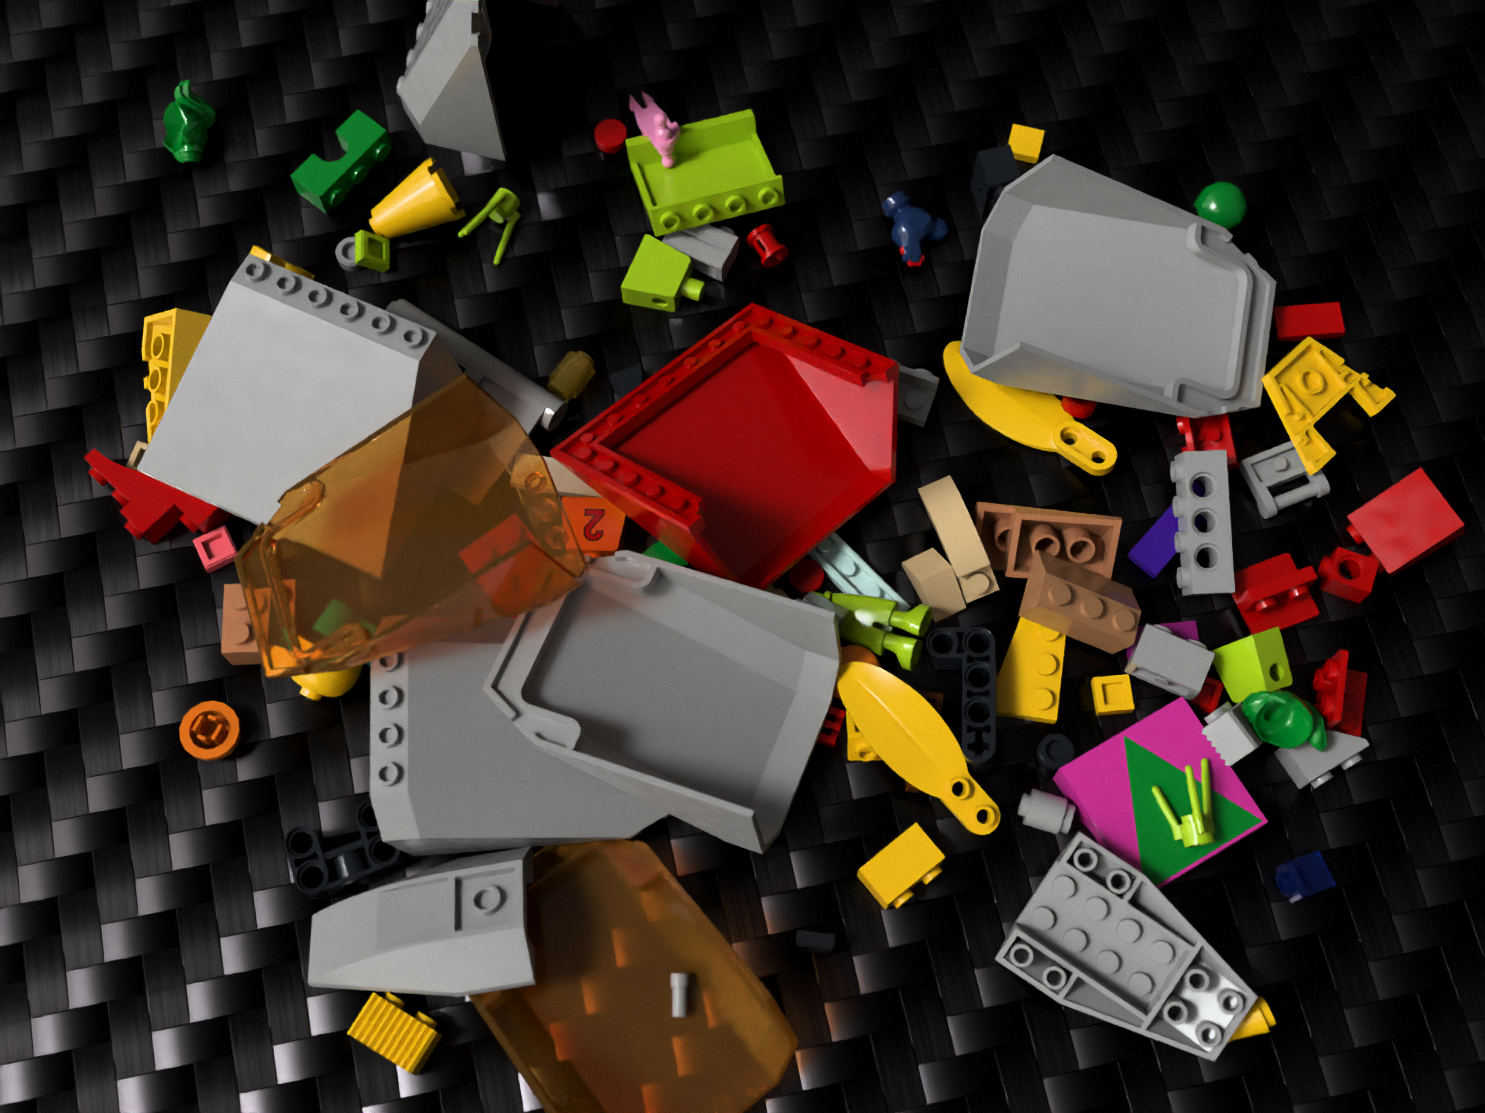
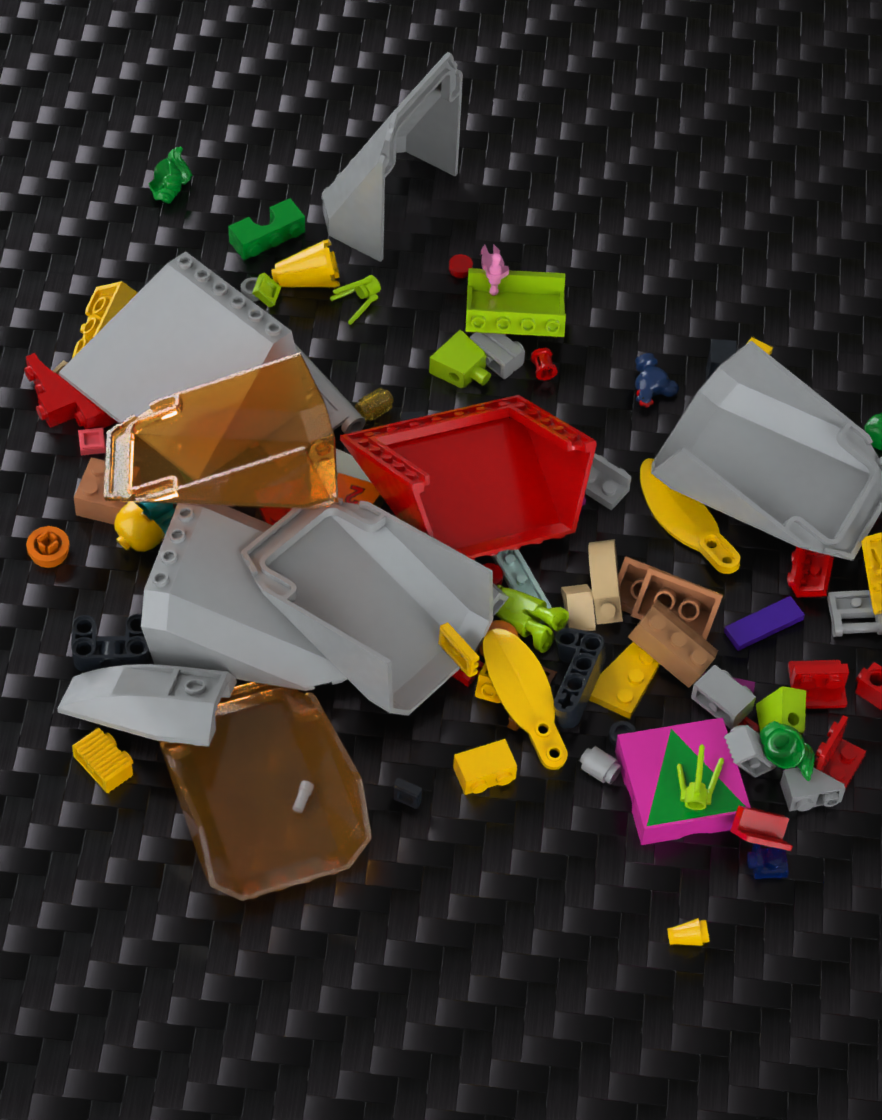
camera: 15 degrees right, 15 degrees down
(812, 715) = (458, 649): none -> yellow tile
(1078, 407) = (727, 524): red tile -> none
(1112, 694) = (677, 710): yellow tile -> none
(1124, 954) = (618, 858): light grey wedge -> none
(1214, 506) = (778, 658): light grey brick -> none
(1286, 843) = (761, 827): none -> red panel

